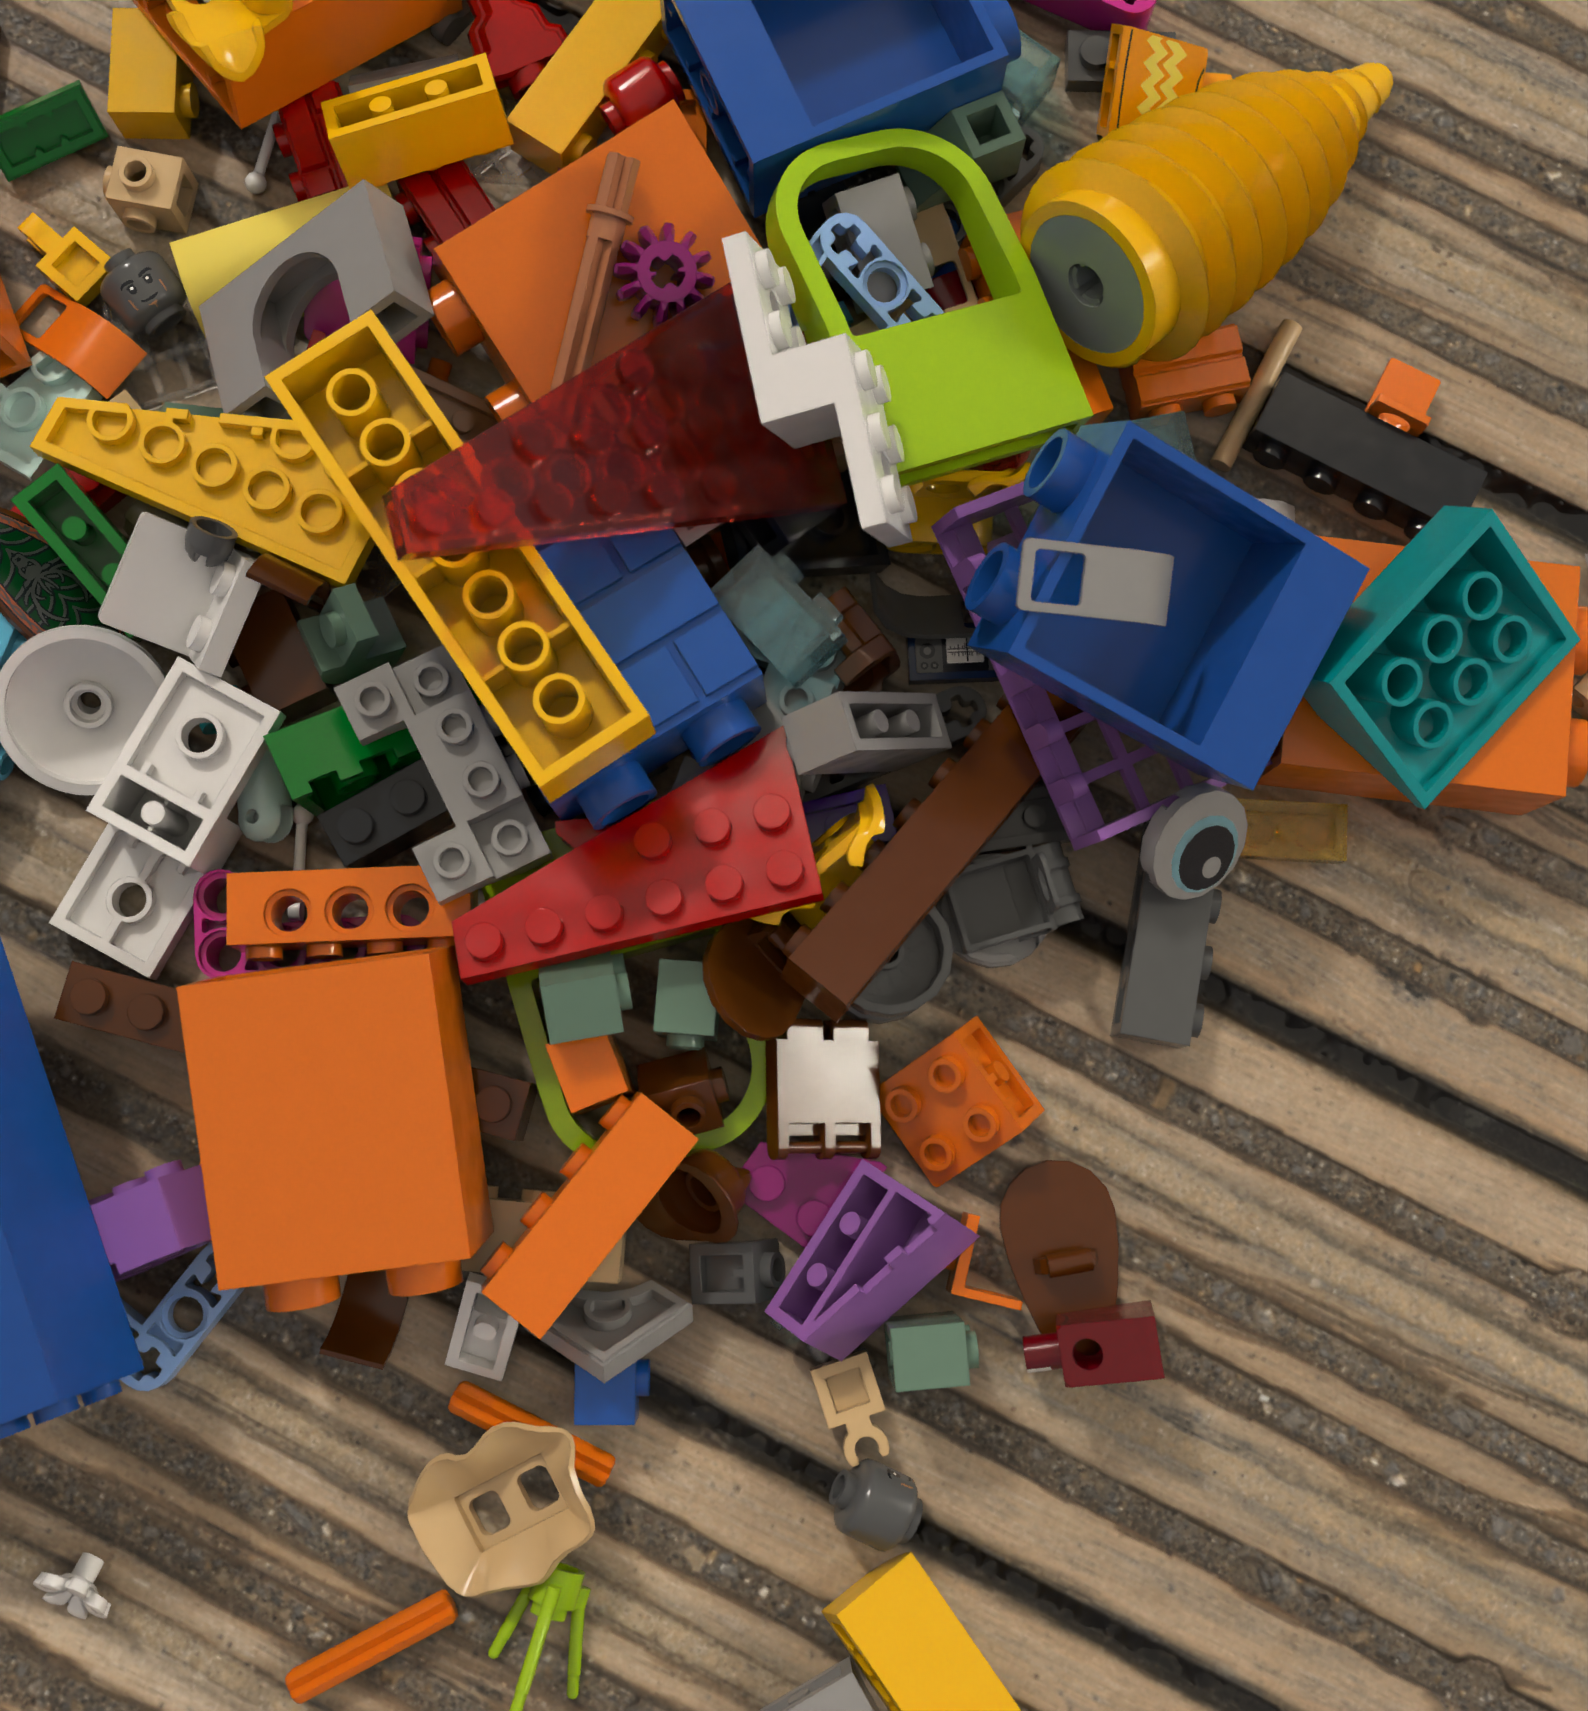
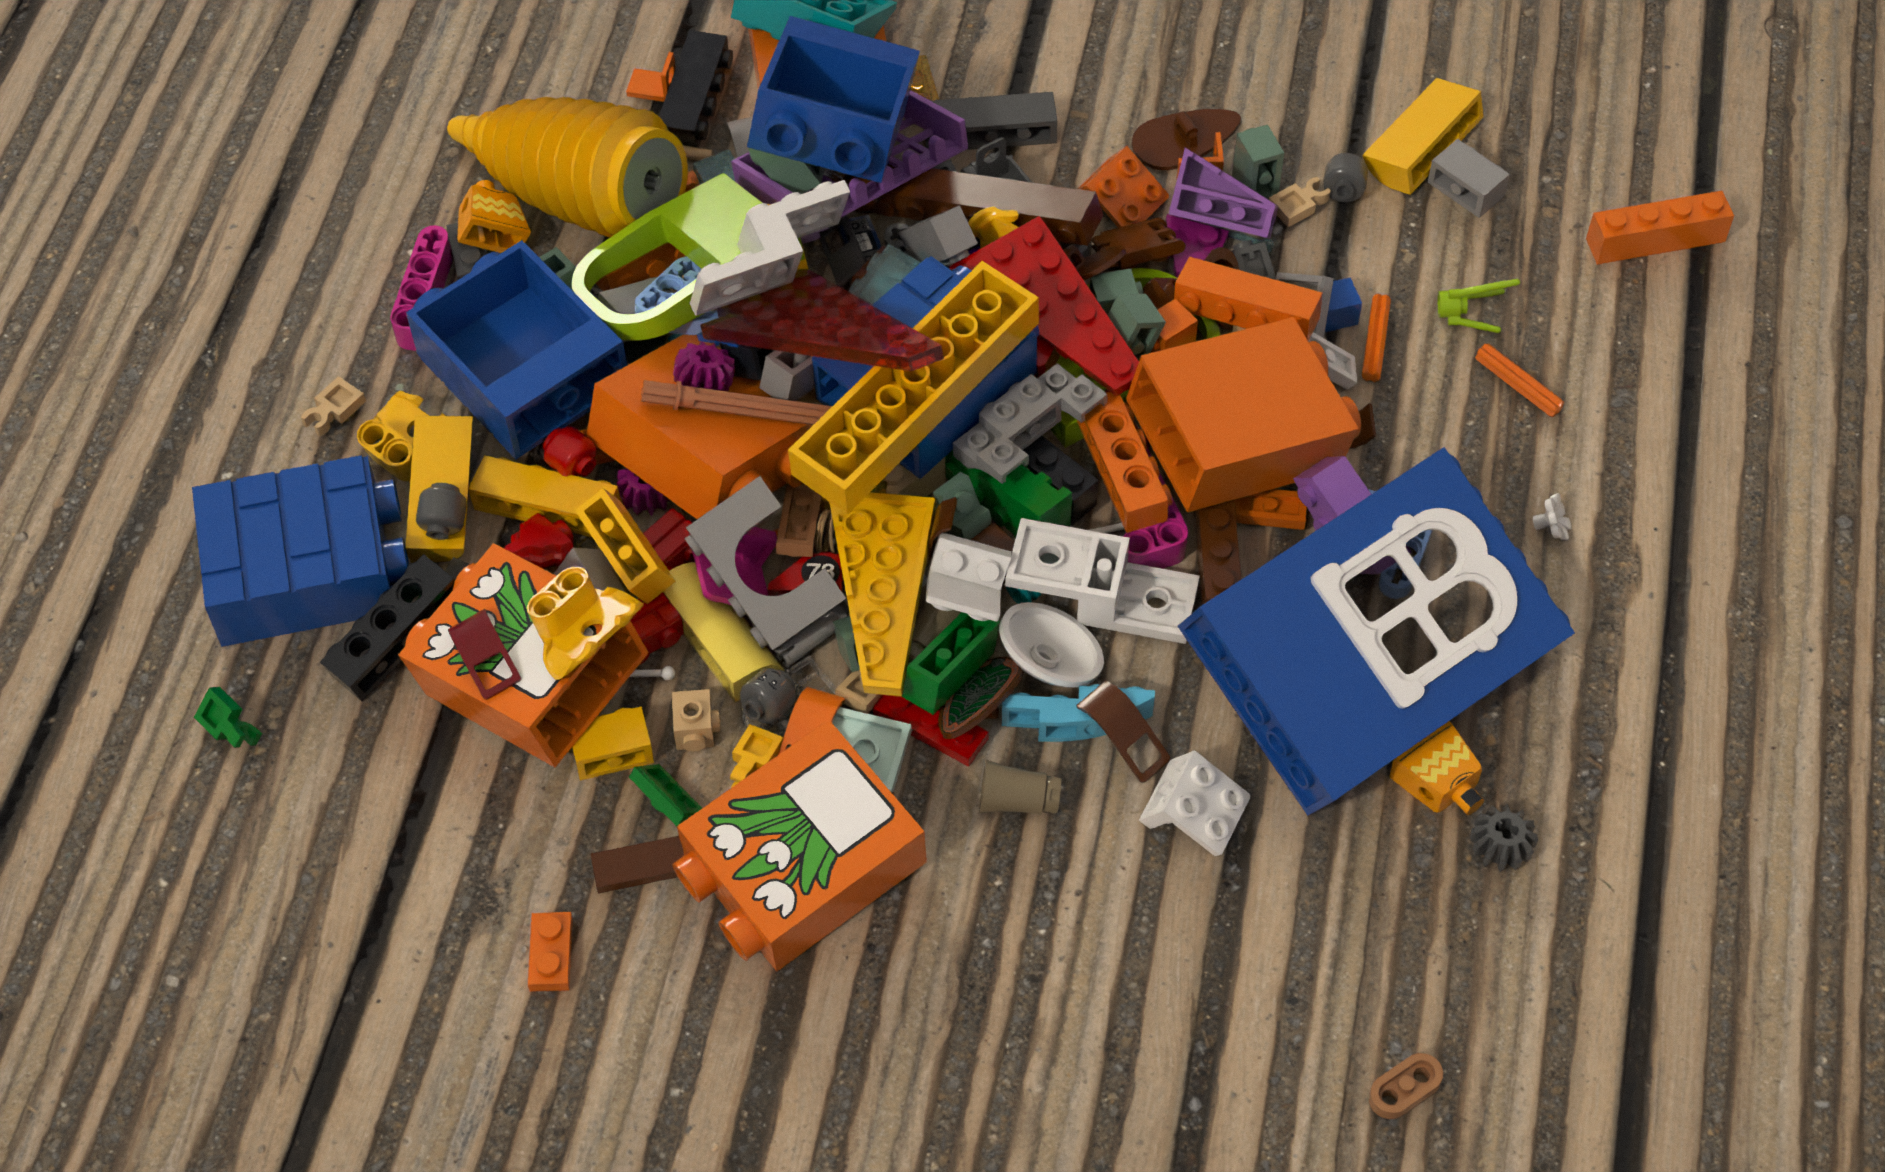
camera: 100 degrees left, 25 degrees down
(209, 539) = (933, 565): dark grey hinge -> none
(536, 1538) = (1432, 317): tan piece -> none
(1114, 582) = (844, 91): light grey piece -> none
(1126, 1340) = (1222, 93): dark red torso -> none
(1194, 841) = (946, 96): light grey tile -> none

